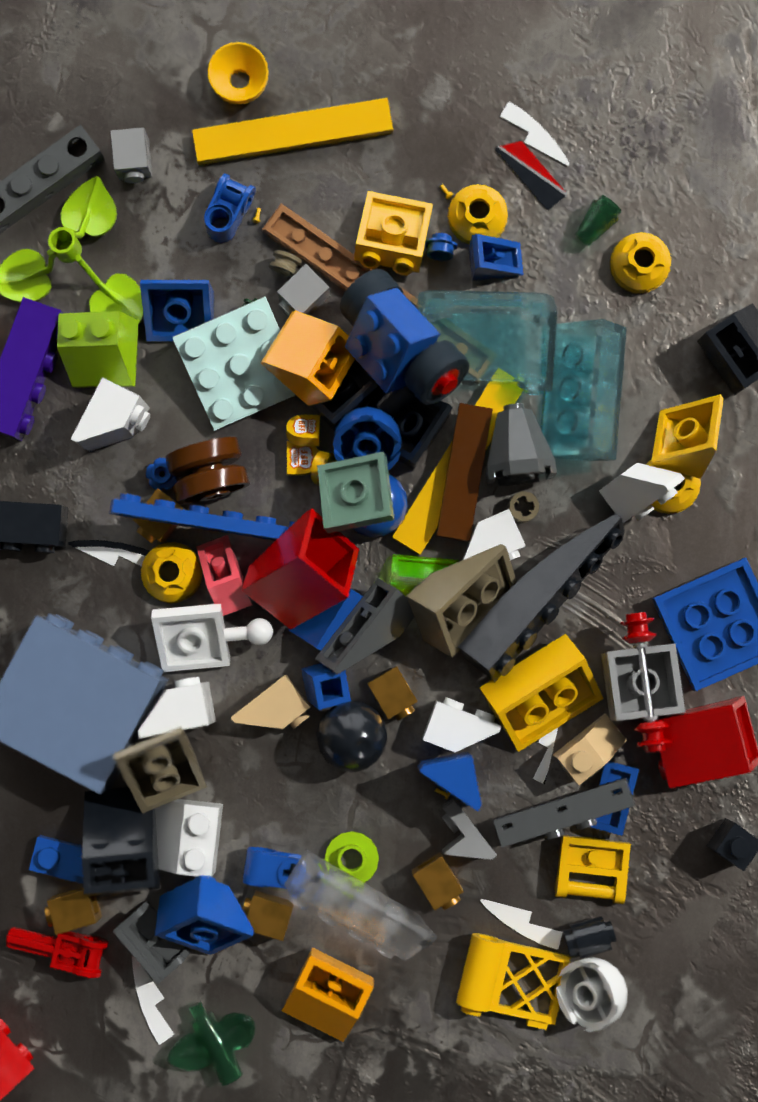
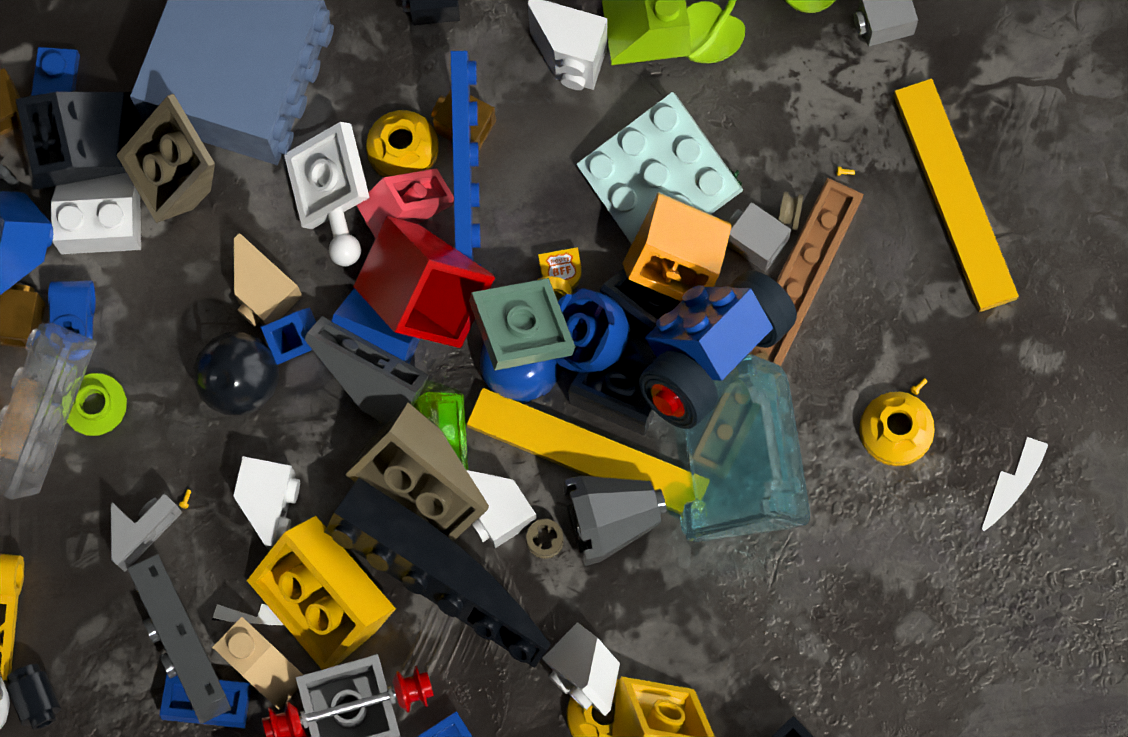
camera: 90 degrees right, 10 degrees down
(110, 551) = (417, 74): sticker -> none
(155, 481) = (515, 125): blue plate -> none
(175, 306) = (713, 94): blue slope -> none
(183, 706) = (244, 179): white slope -> none
(207, 470) = (528, 156): reddish brown wheel -> none
(230, 202) = (847, 134): blue piece -> none
(238, 58) = (1013, 100): yellow piece -> none
(304, 430) = (593, 264): yellow tile -> none
(392, 233) = (851, 327): yellow plate -> none
(393, 694) = (295, 418): pearl gold brick -> none
(438, 882) = (77, 506): pearl gold brick -> none
(440, 247) = (847, 388): blue plate -> none
(454, 774) = (203, 501): blue slope -> none
(464, 472) = (573, 457): reddish brown tile -> none
(494, 258) = (844, 453): blue slope -> none
(519, 919) = (43, 615): white sticker -> none
(532, 173) = (963, 487): sticker -> none
(585, 398) = (699, 587): clear light blue slope -> none
(594, 858) = (129, 689): yellow plate -> none
(598, 219) = (917, 572): clear green cone -> none
(629, 273) = (863, 654): yellow piece -> none

